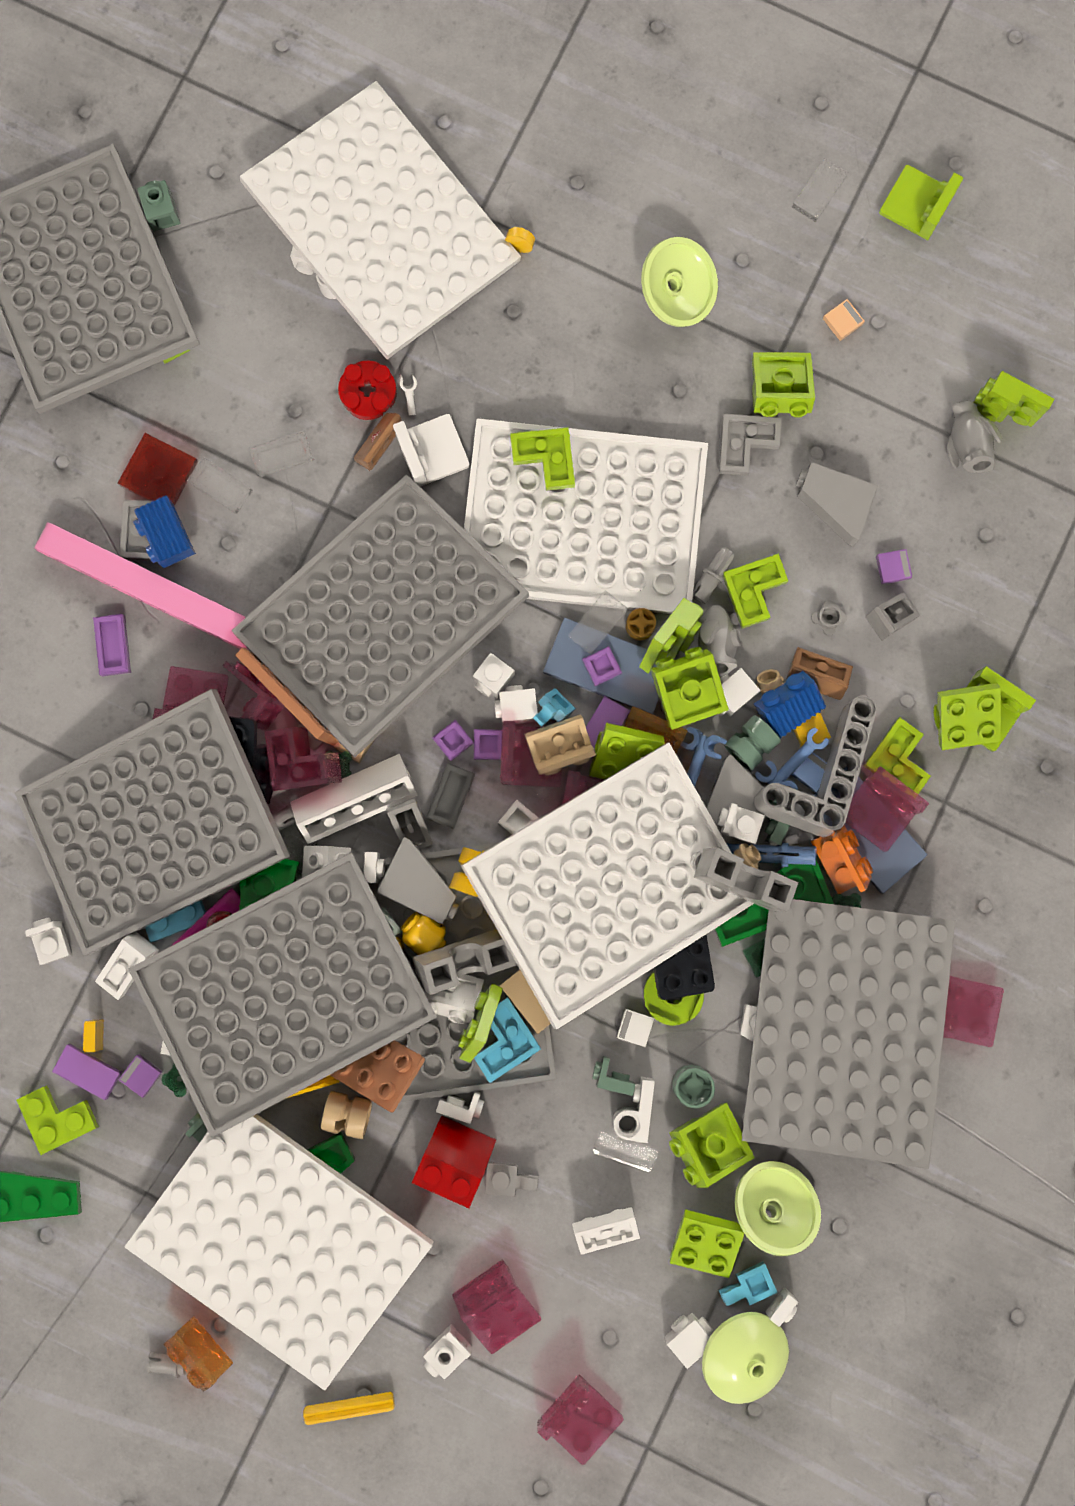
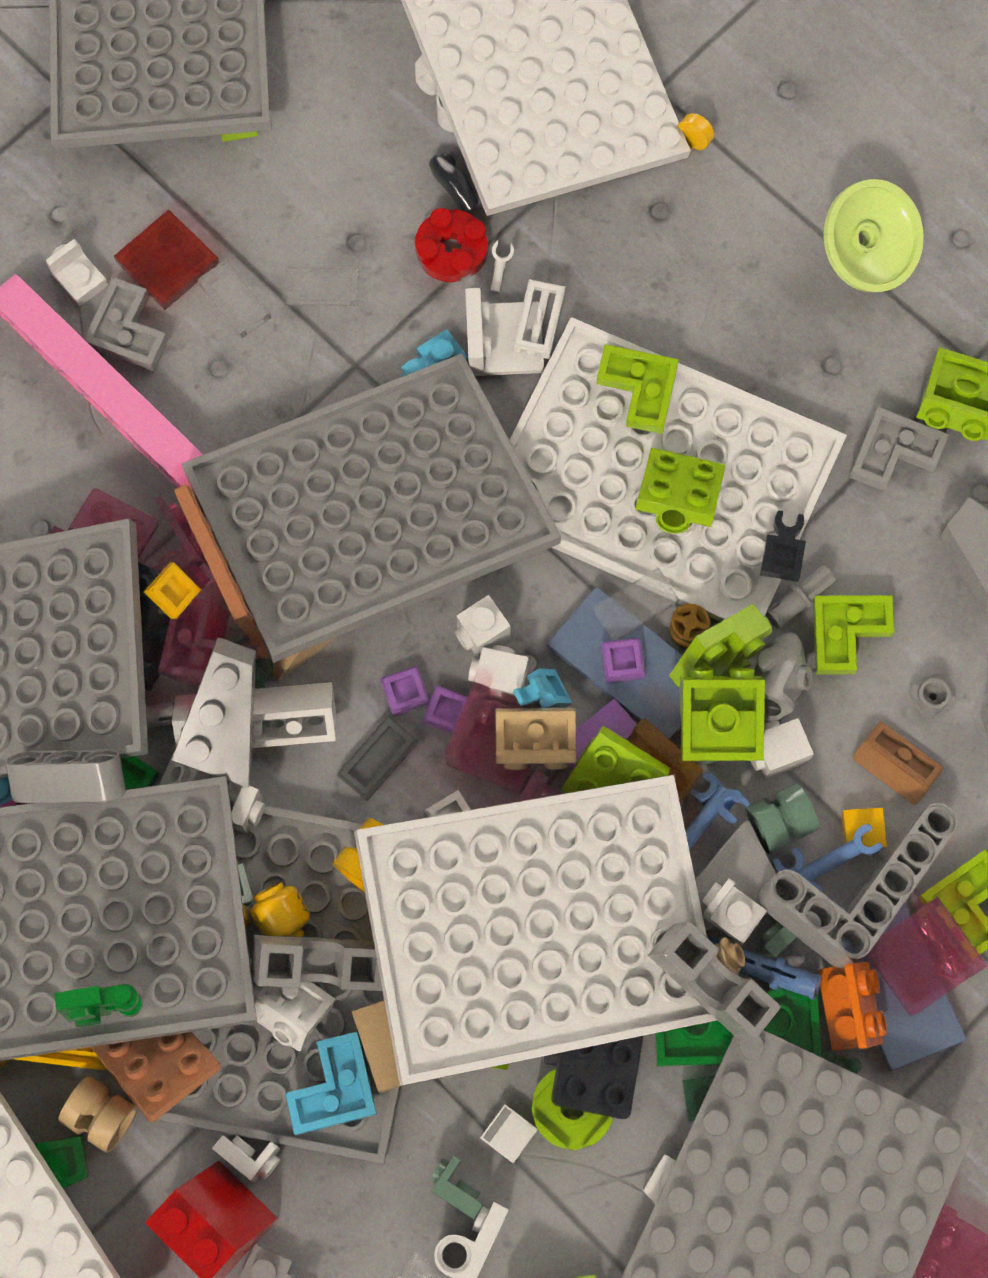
camera: 20 degrees right, 10 degrees down
(93, 505) = (76, 272): none -> white bracket
(112, 645) = (34, 441): medium lavender tile -> none
(163, 531) = (146, 326): blue brick -> none
(237, 893) = (65, 776): none -> light grey beam
(262, 730) = (172, 590): none -> yellow tile
(319, 1053) = (91, 1003): none -> green plate
(331, 812) = (220, 720): none -> wedge
(351, 338) = (453, 180): none -> black arm
(377, 441) = (441, 309): medium nougat slope -> none
(384, 479) = (433, 351): none -> medium azure plate
(410, 823) = (312, 775): light grey slope -> none
(418, 885) = (294, 849): light grey slope -> none
(456, 451) = (533, 346): none -> white tile
(478, 1030) = (303, 1054): lime plate -> none
(602, 527) = (680, 490): none -> lime plate
(691, 550) = (783, 553): none -> black plate
(693, 1086) = (558, 1235): sand green wheel -> none
(769, 680) = (830, 751): tan plate -> none
(790, 704) = (847, 784): blue brick -> none
(811, 772) = (846, 881): light blue tile -> none

